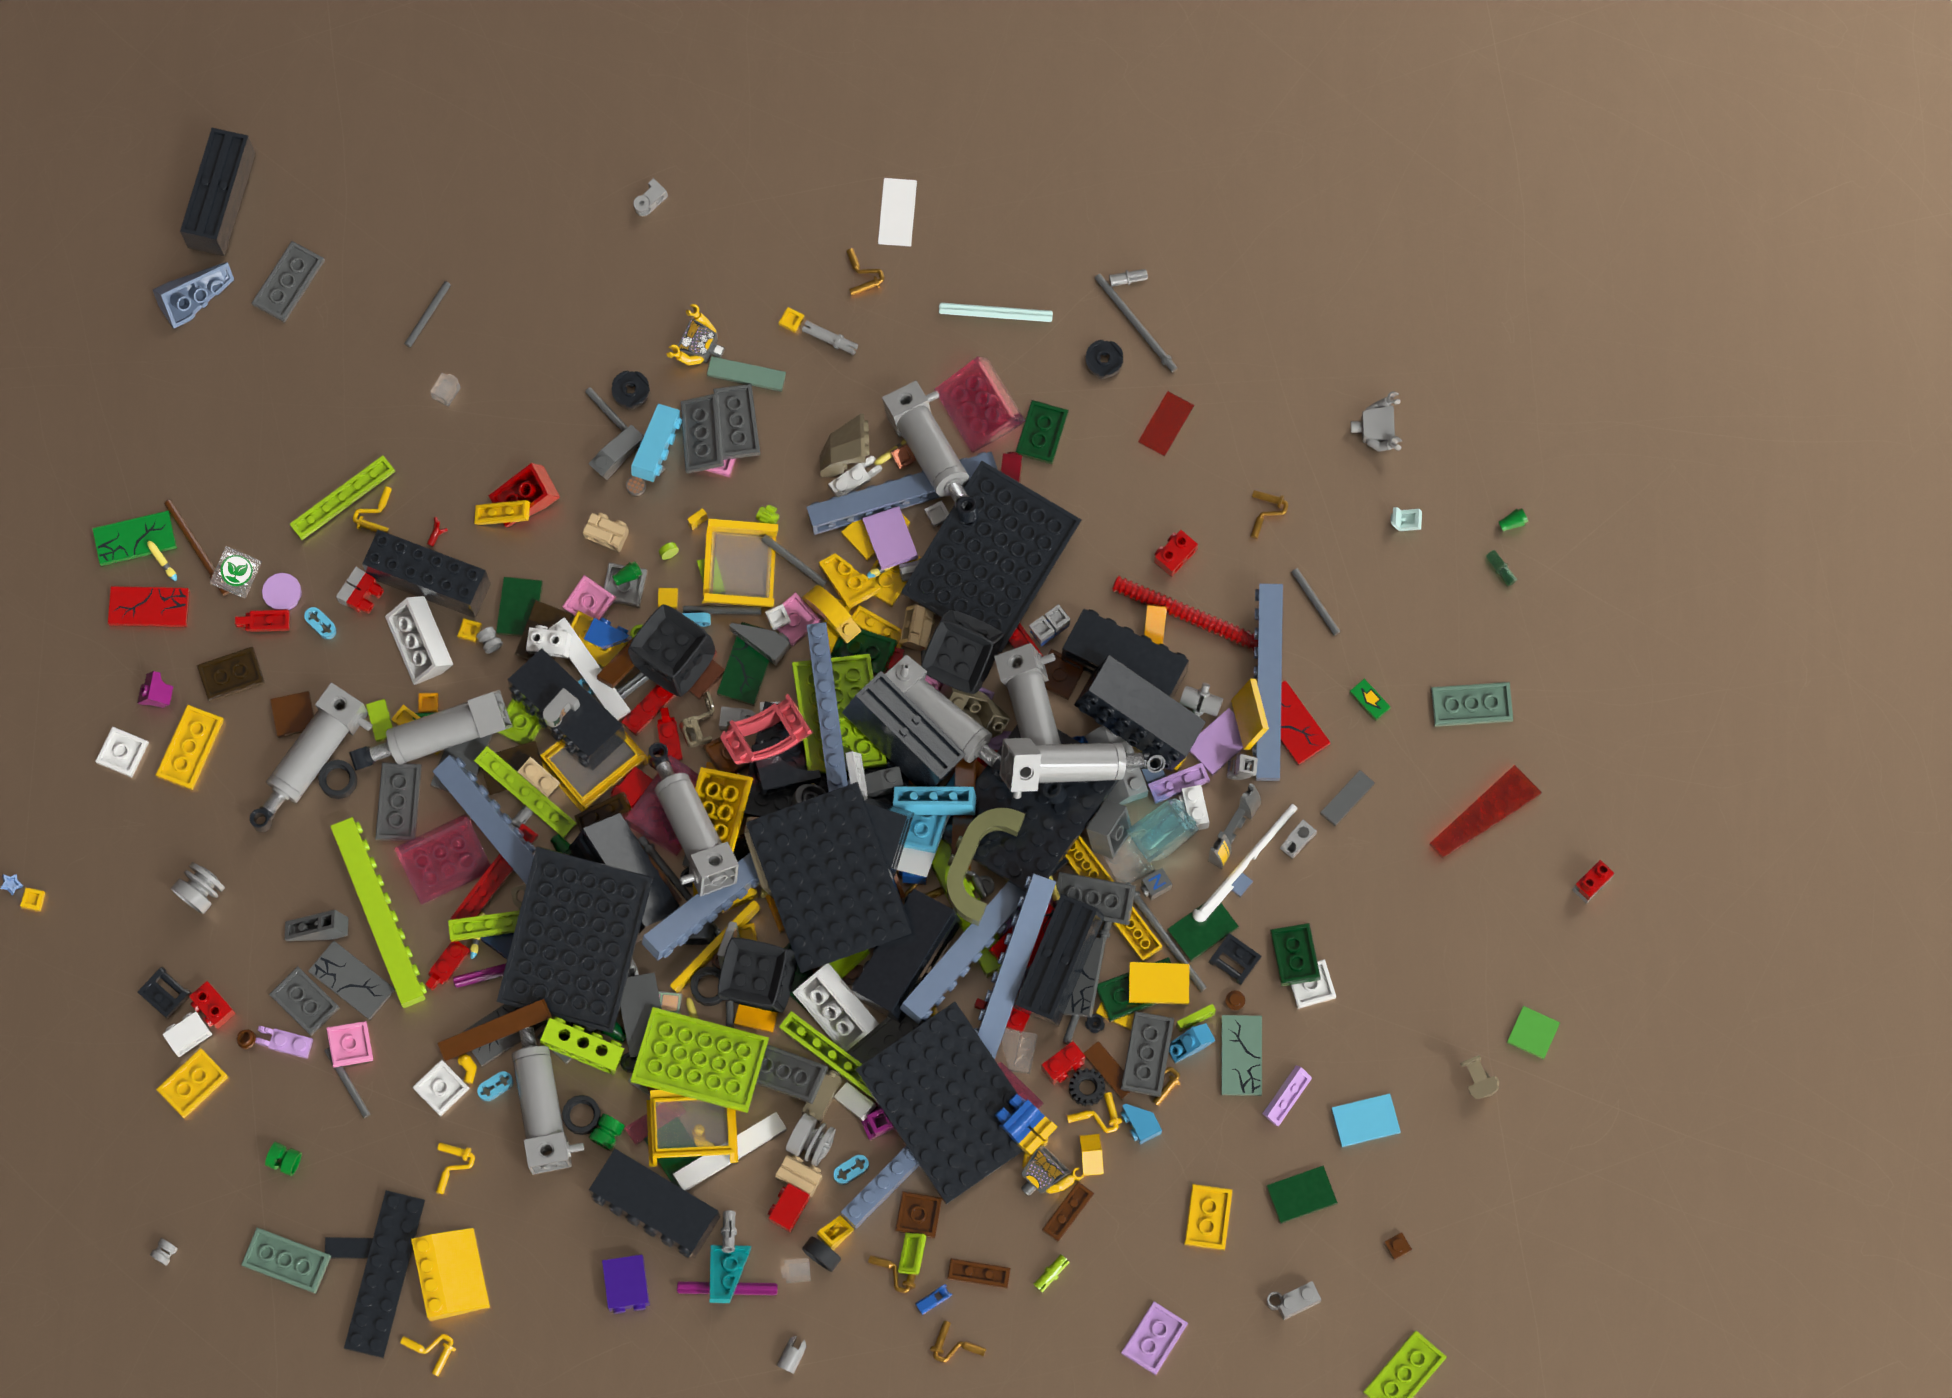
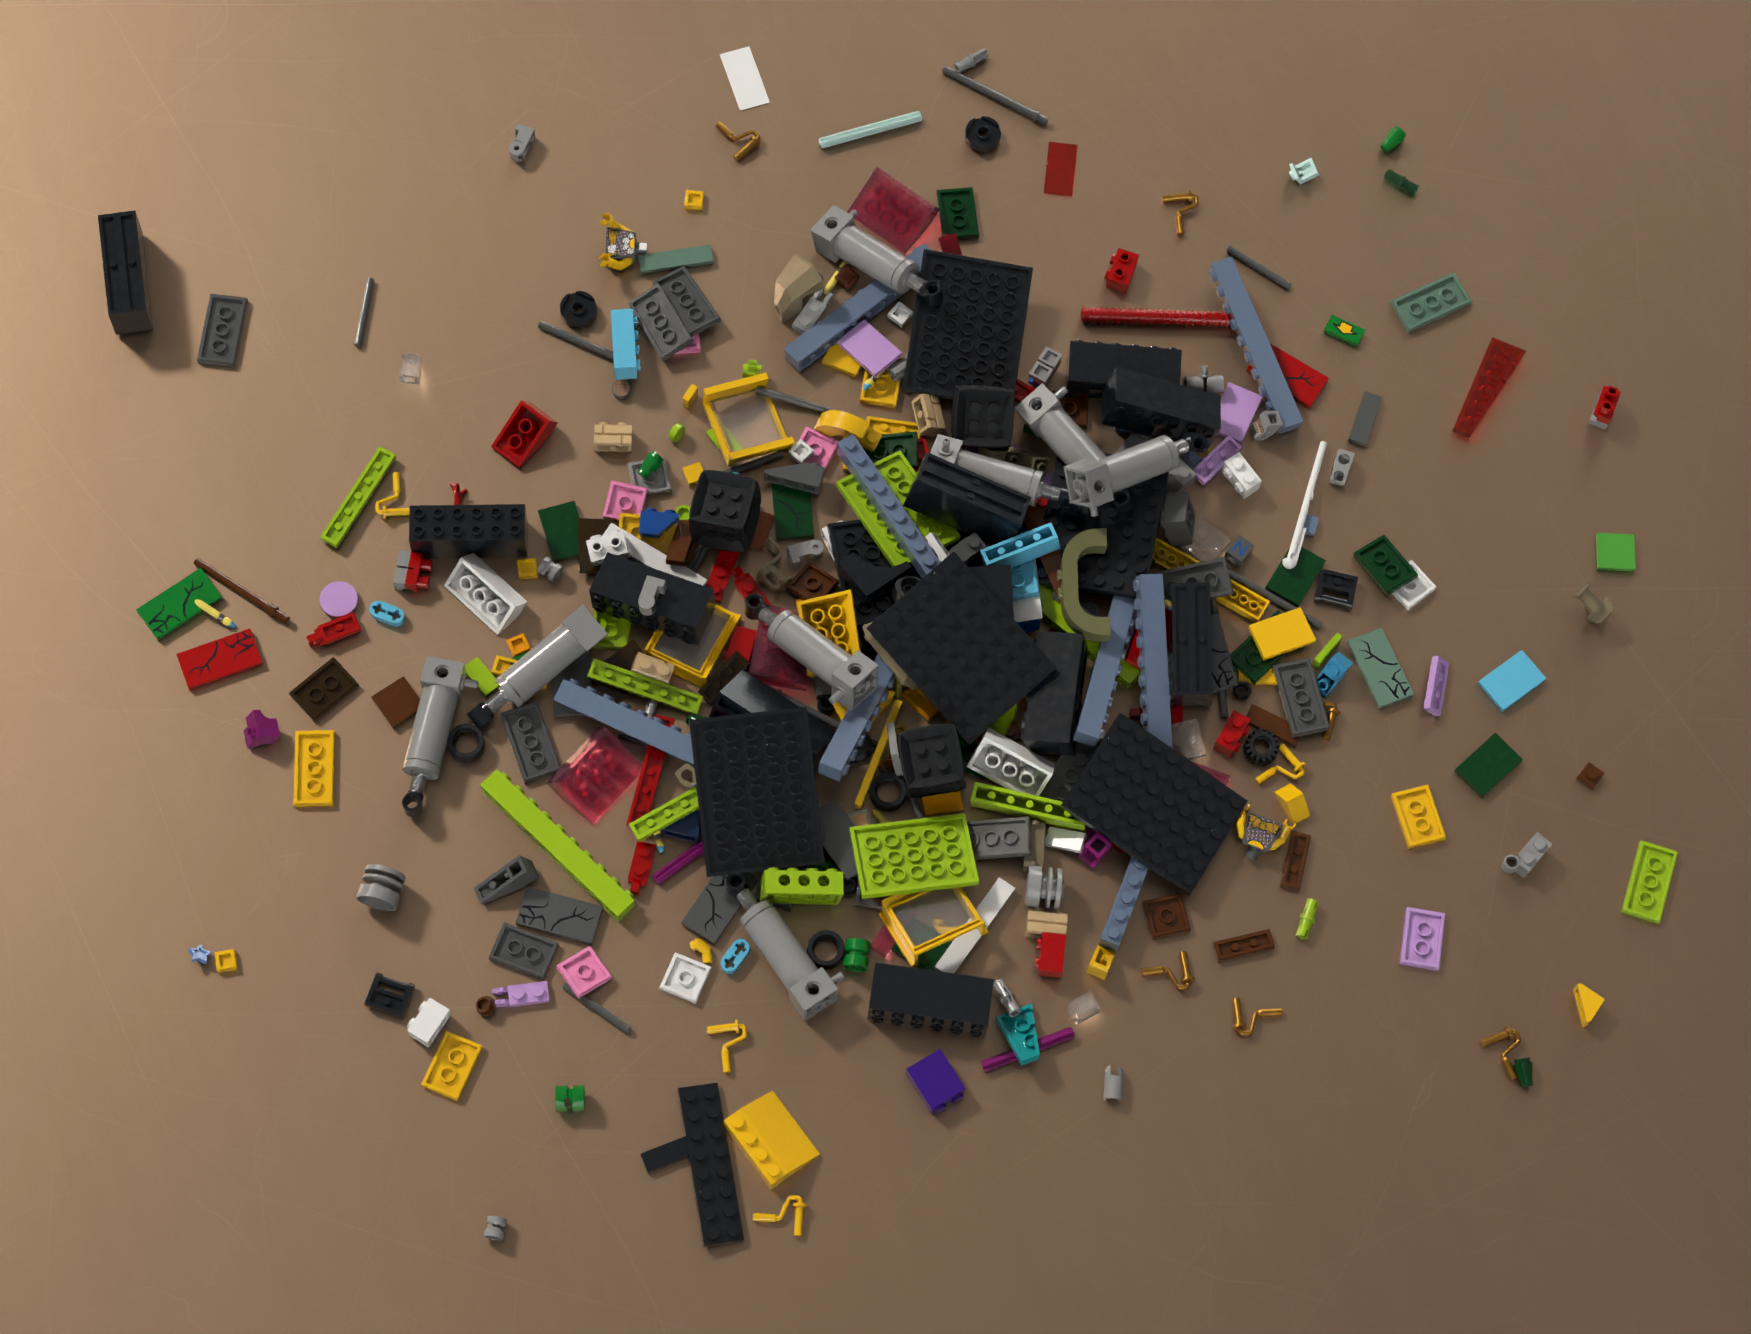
camera: 30 degrees left, 5 degrees down
(122, 752) = (252, 796): white tile -> none
(187, 295) = (134, 374): sand blue wedge -> none
(212, 1005) = (439, 988): red brick -> none
(235, 572) = (289, 597): slope -> none
(286, 1260) = (613, 1189): sand green tile -> none
(494, 1029) = (714, 904): reddish brown tile -> none
(502, 512) = (511, 454): yellow tile -> none
(616, 452) = (591, 366): dark grey slope -> none
(786, 712) = (819, 560): coral wedge -> none
(821, 1254) = (1100, 982): black tyre -> none
(829, 337) = (737, 202): light grey pin -> none
(847, 581) = (848, 399): yellow wing -> none
(849, 1165) = (1091, 903): medium azure beam -> none
(912, 1253) = (1178, 951): lime tile -> none
(930, 1301) = (1213, 985): blue bar -> none
(1020, 1119) = (1229, 795): blue hips -> none
(1142, 1122) = (1323, 757): dark azure slope -> none
(1155, 623) = (1132, 331): light orange tile -> none
(1163, 830) = (1226, 501): clear light blue slope -> none
(1235, 1000) = (1352, 623): reddish brown plate -> none
(1248, 806) = (1282, 490): dark grey wedge -> none
(1249, 714) = (1253, 377): yellow tile -> none
(1378, 424) = (1242, 102): light grey torso -> none

